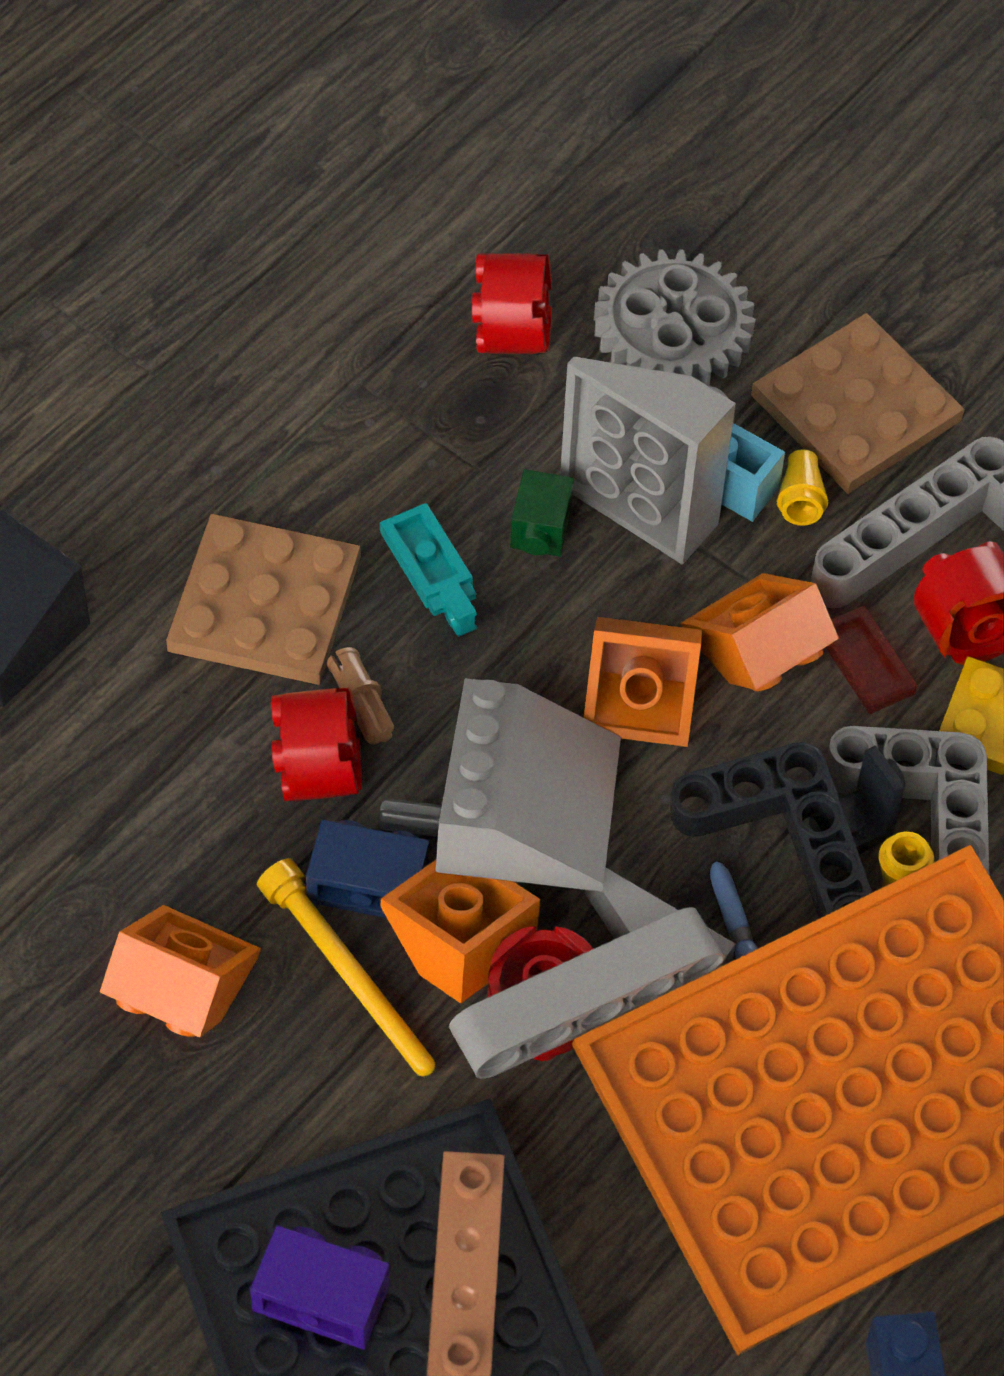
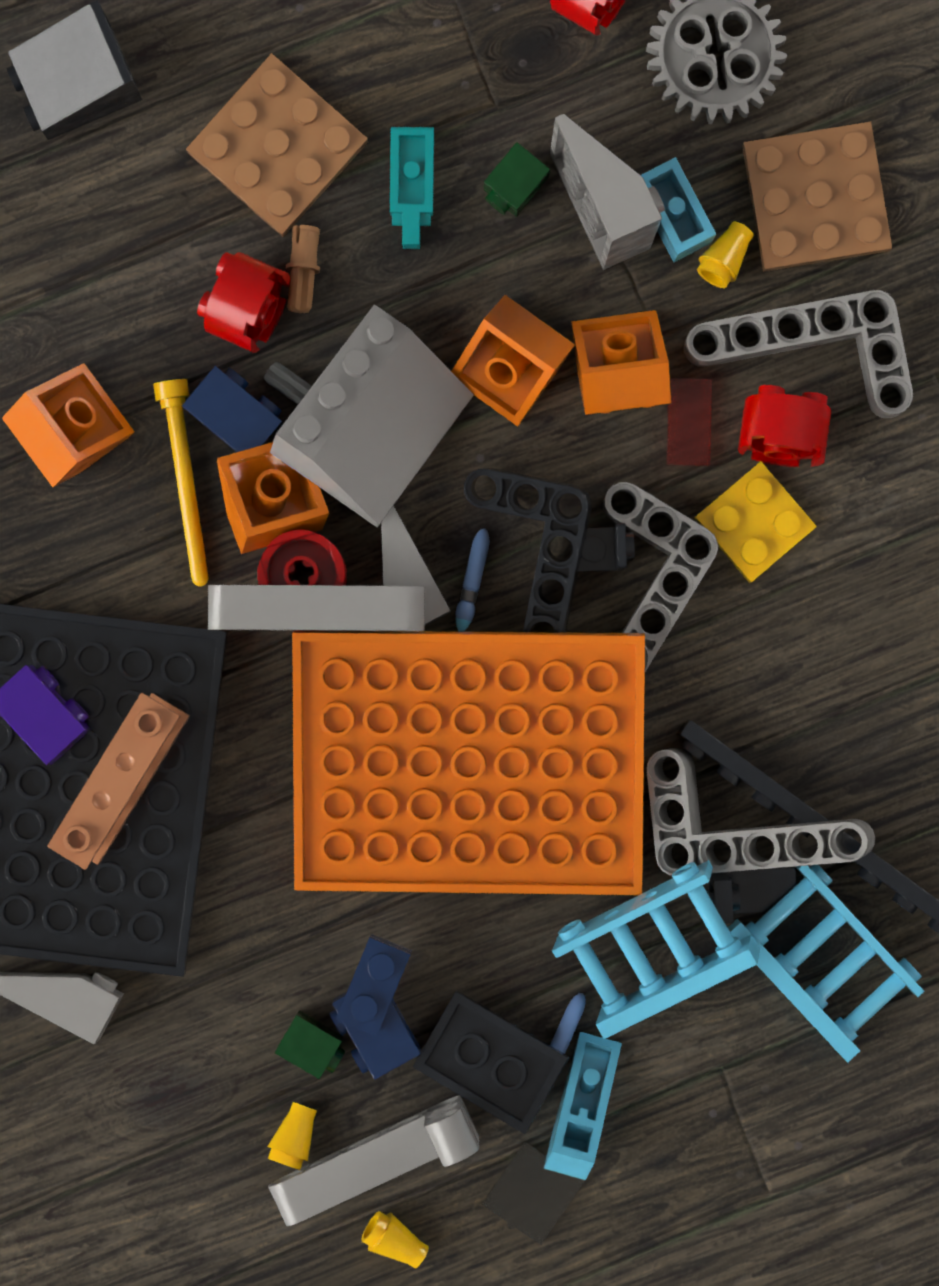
camera: 30 degrees right, 30 degrees up
(903, 855) = (615, 600): yellow cone -> none

